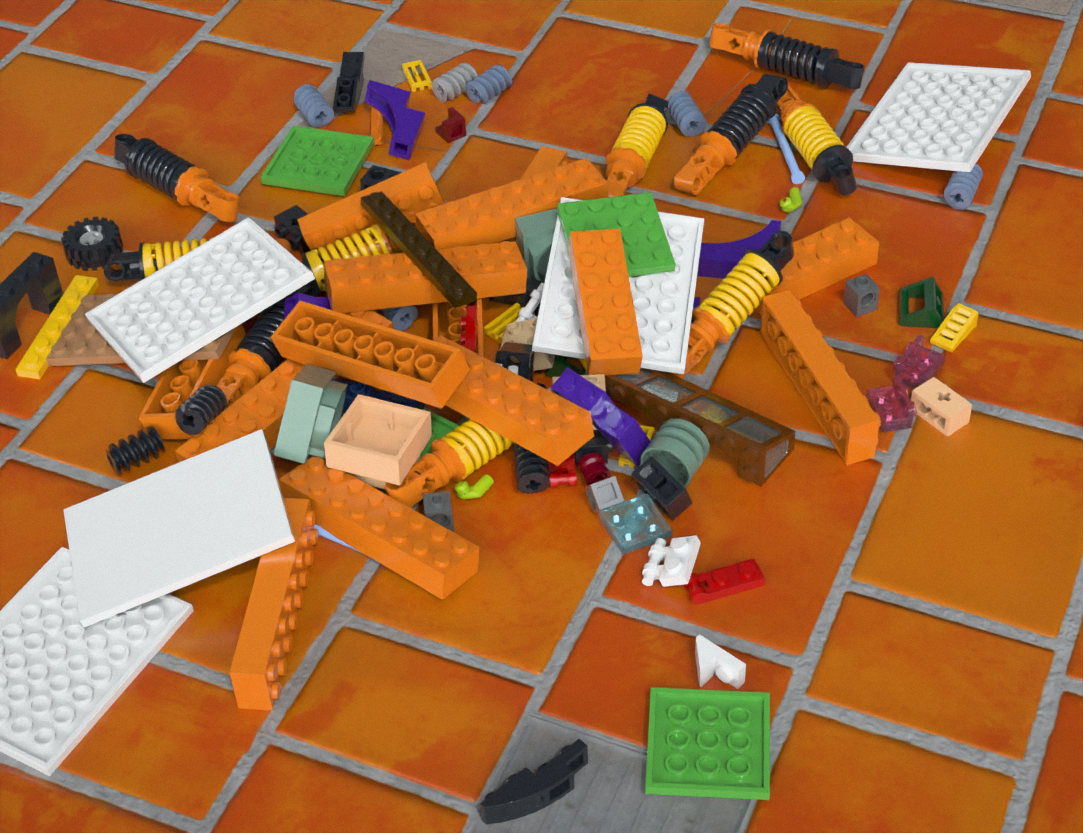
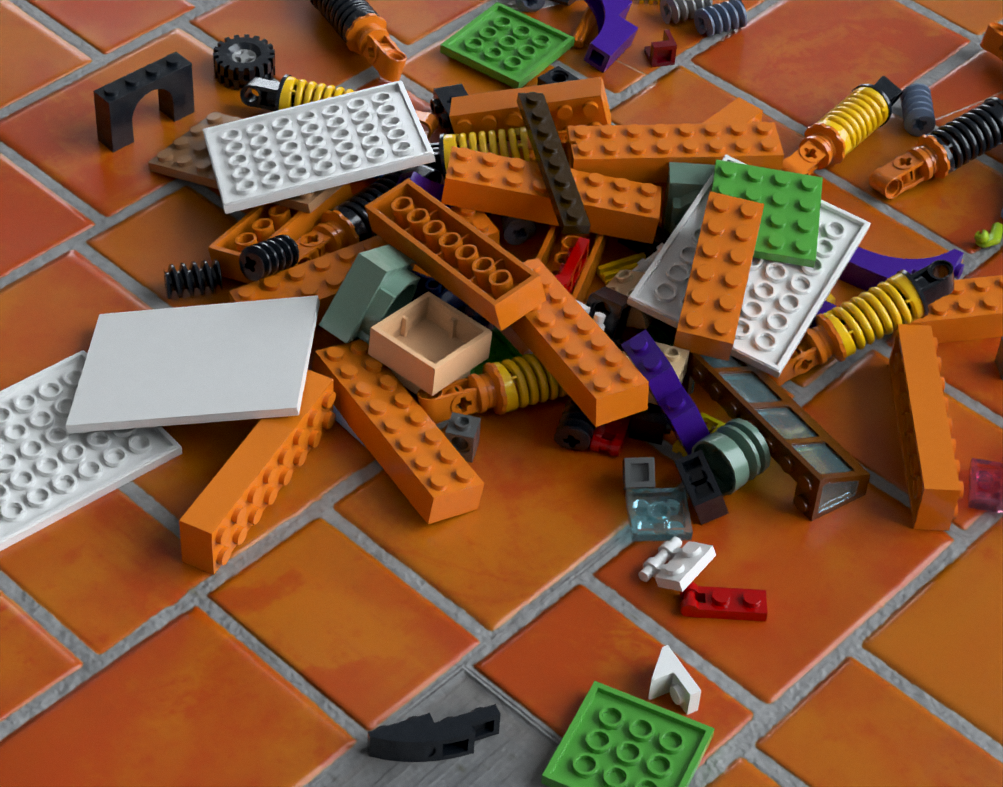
camera: 15 degrees right, 0 degrees up
(34, 361) = (137, 164): yellow plate -> none
(465, 491) = (510, 428): lime arm -> none
(593, 468) = (642, 443): dark red wheel -> none

